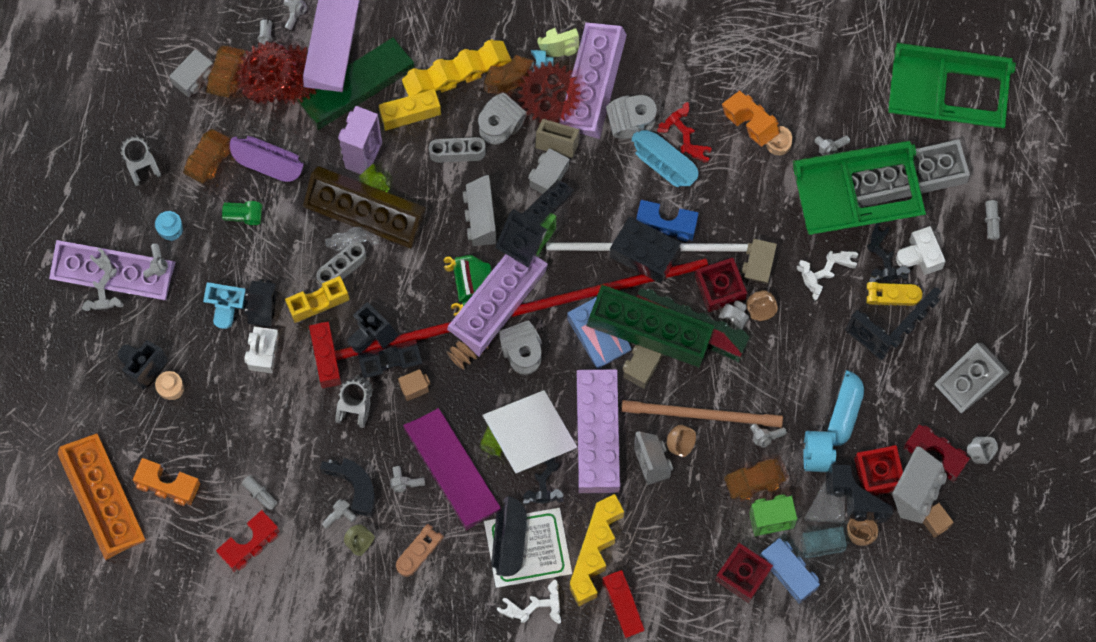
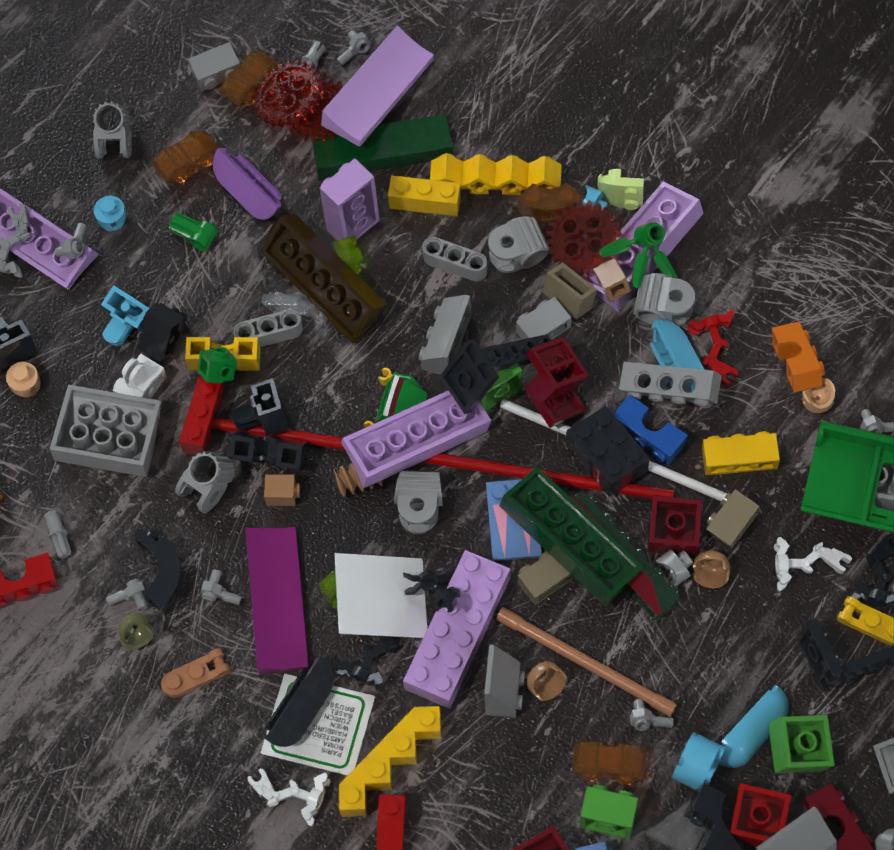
camera: 30 degrees right, 5 degrees down
(258, 397) = (106, 430): none -> light grey slope
(321, 310) = (217, 365): none -> green brick
(561, 405) = (430, 583): none -> black piece
(583, 221) = (556, 383): none -> dark red bracket
(587, 117) = (611, 280): none -> medium nougat brick
(598, 72) = (644, 236): none -> green plant
(696, 167) = (636, 374): none -> light grey brick
(741, 209) = (740, 453): none -> yellow brick
(885, 405) = (801, 744): none -> bright green brick

